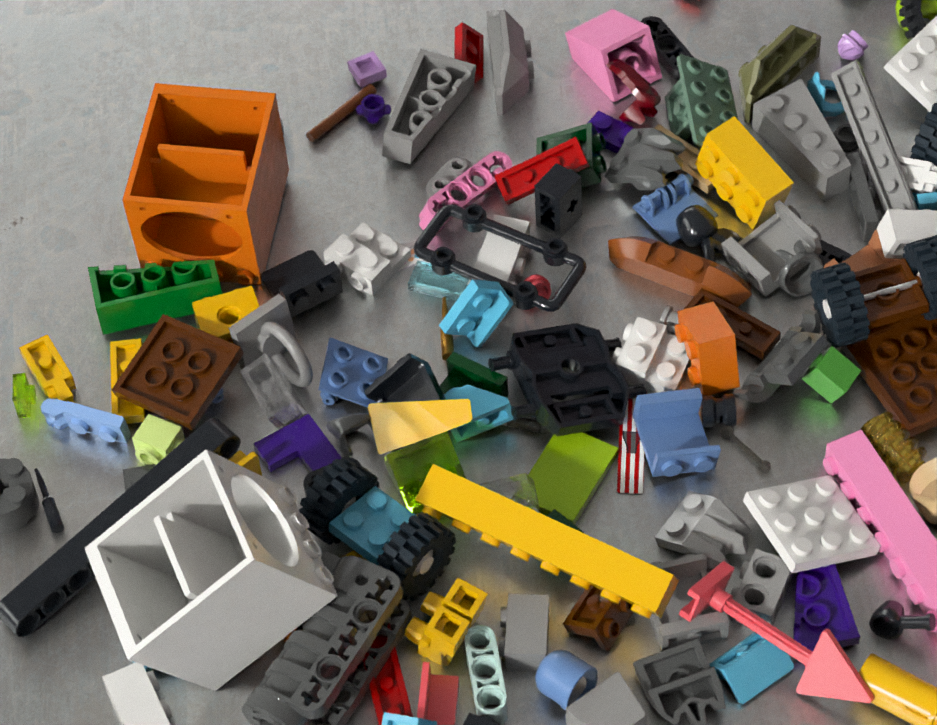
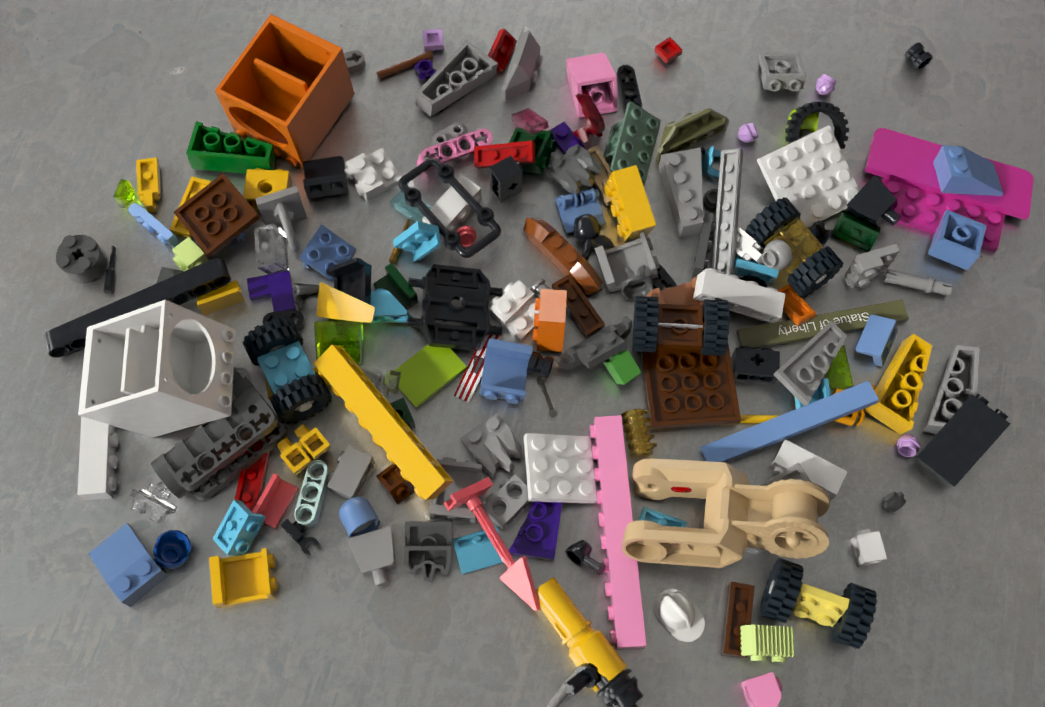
camera: 15 degrees right, 15 degrees up
(553, 122) = (530, 121): none -> clear pink plate

